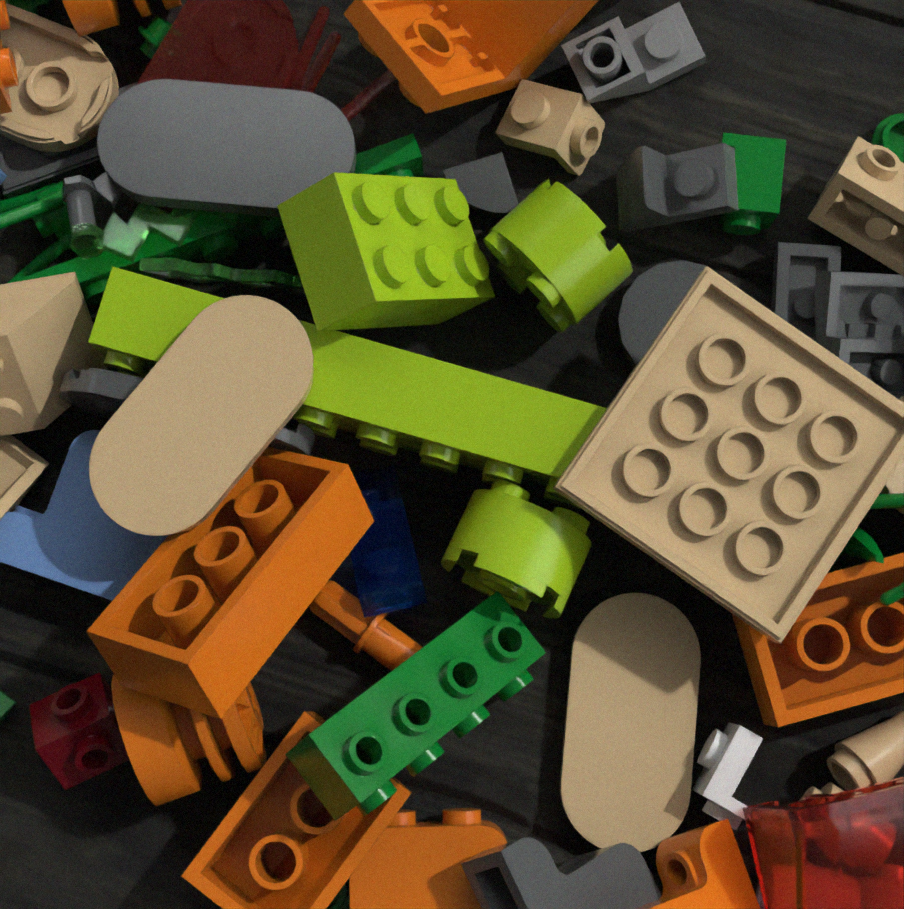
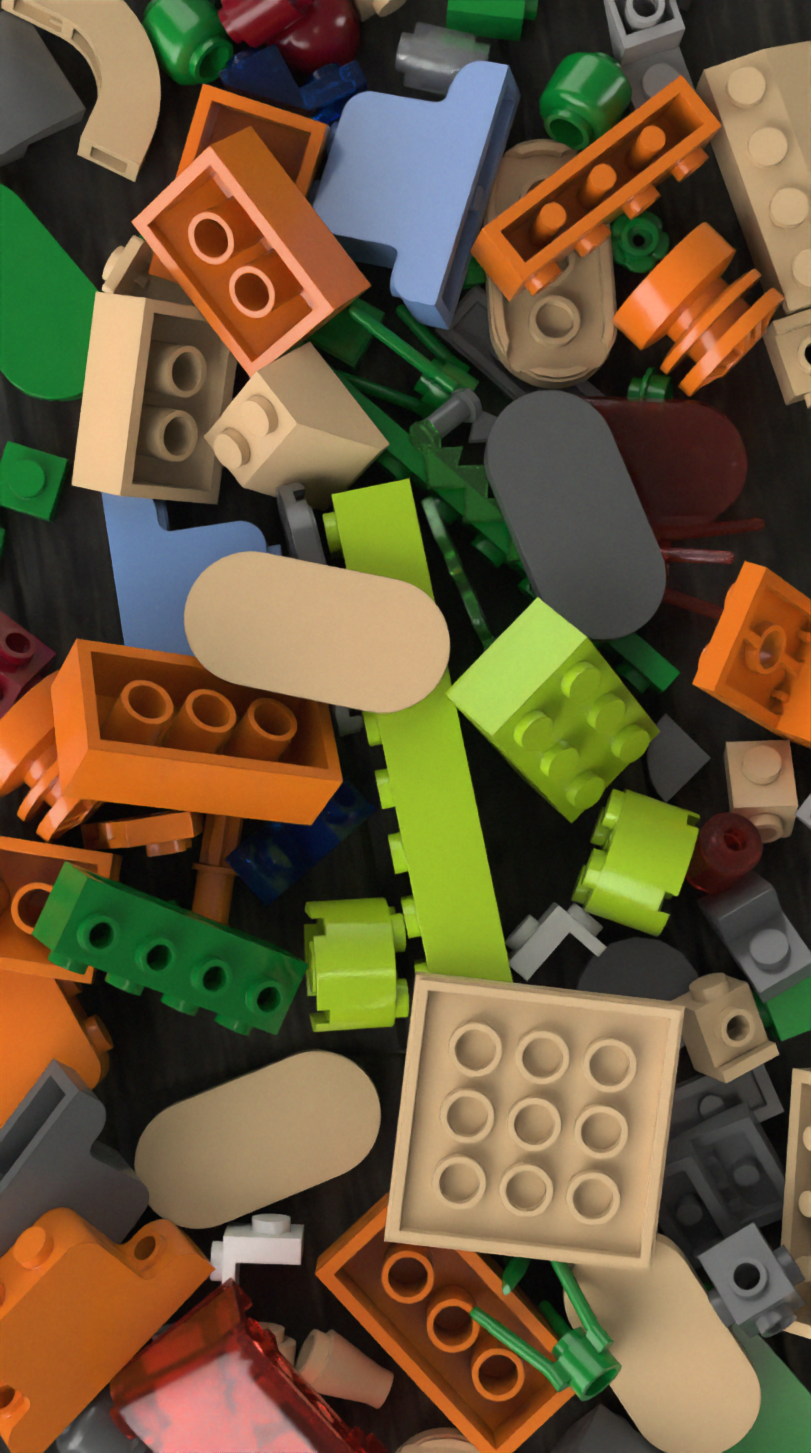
camera: 60 degrees right, 5 degrees up
(307, 659) = (160, 832): none -> orange wing
(581, 374) = (536, 940): none -> white bracket
(592, 173) = (724, 852): none -> clear red brick
(745, 254) = (713, 1045): none -> tan brick

